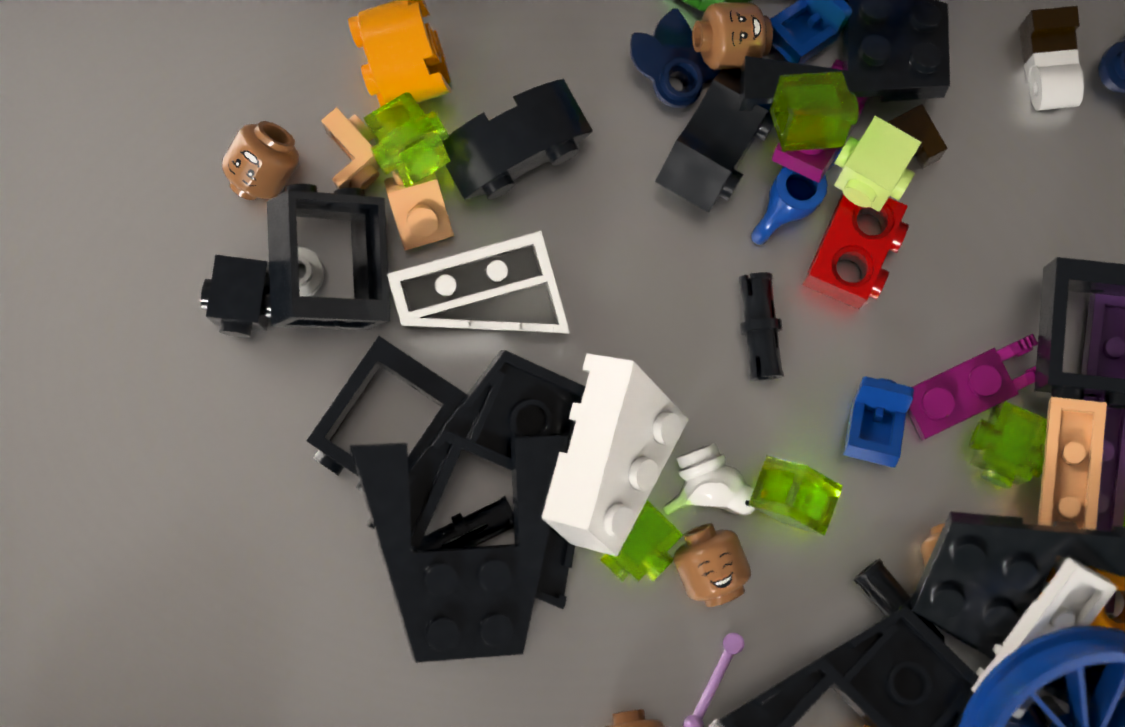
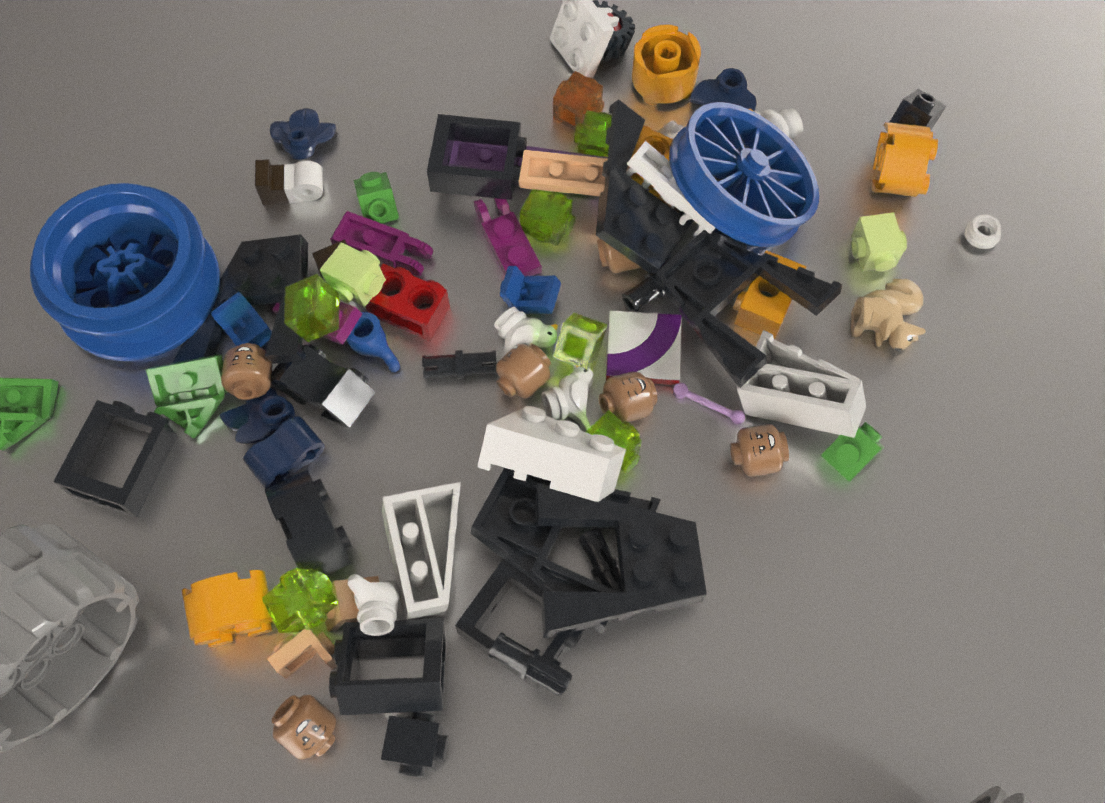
camera: 90 degrees left, 15 degrees down
(322, 432) = (530, 664): none -> black axle
(401, 235) = (376, 604): none -> white animal
(620, 99) = (284, 452): none -> dark blue axle
(747, 414) = (523, 370): none -> medium nougat head
(798, 590) = (645, 345): none -> tile
(810, 414) = (519, 329): none -> white animal
(955, 198) = (382, 241): none -> magenta hinge
(1033, 188) = (376, 197): none -> bright green bracket

